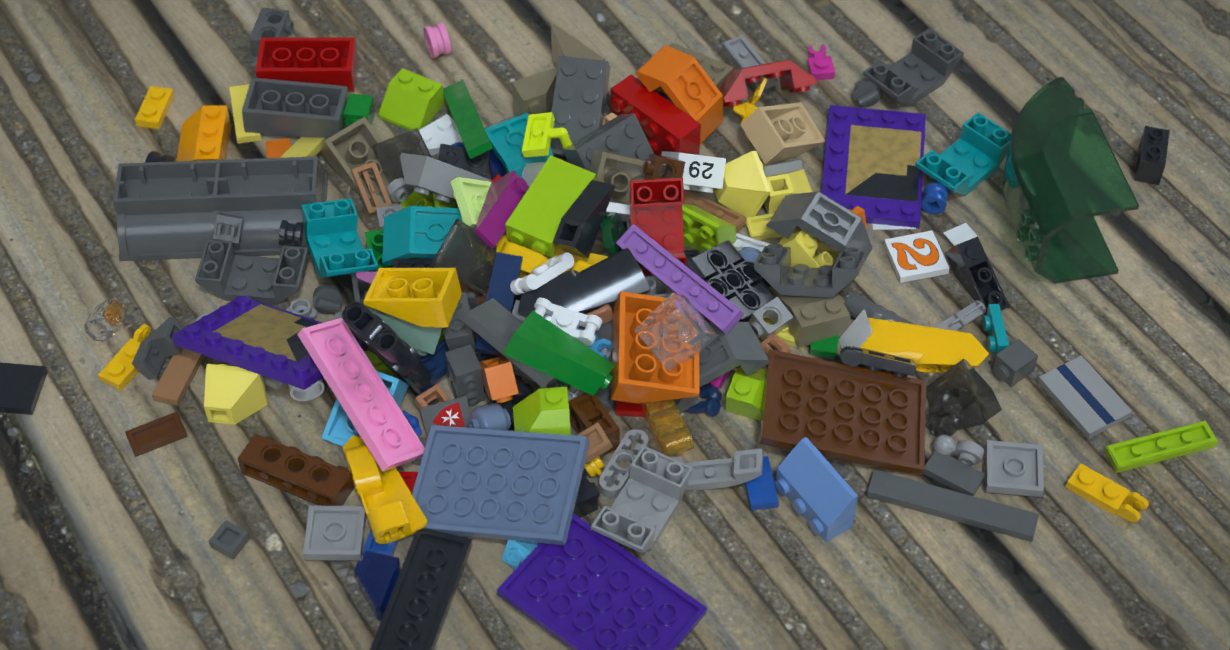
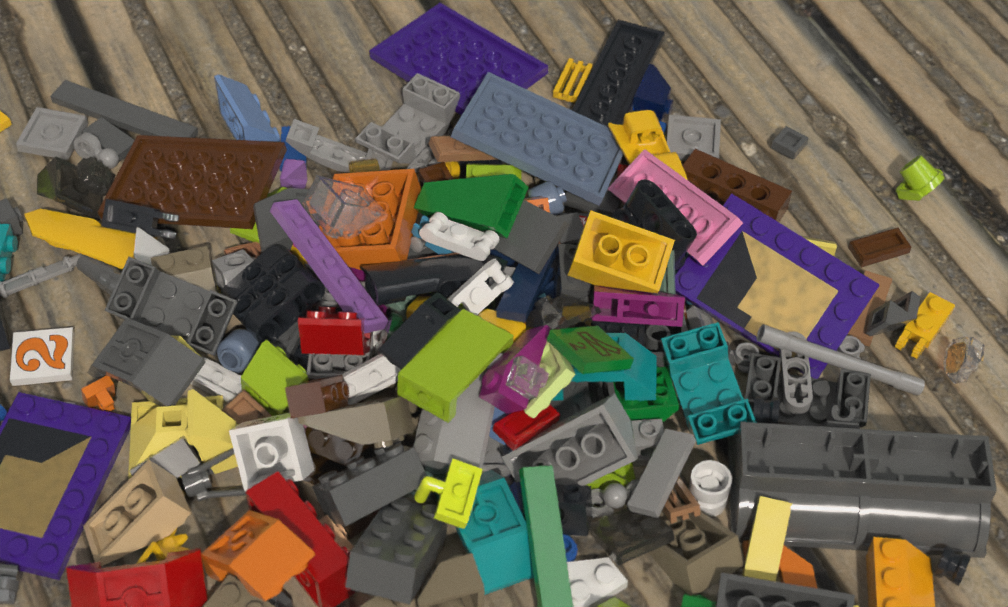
camera: 175 degrees left, 0 degrees up
(97, 494) = (920, 178): none -> lime piece
(260, 272) = (790, 383): none -> light grey beam
(270, 274) = (783, 340): none -> light grey piece
(343, 185) = (710, 486): none -> white wheel
(379, 181) = (661, 473): none -> light grey tile
(437, 208) = (590, 349): none -> green tile
(474, 585) = (579, 67): none -> yellow tile
(490, 187) = (526, 377): none -> clear tile
(749, 436) = (293, 174): none -> medium lavender slope

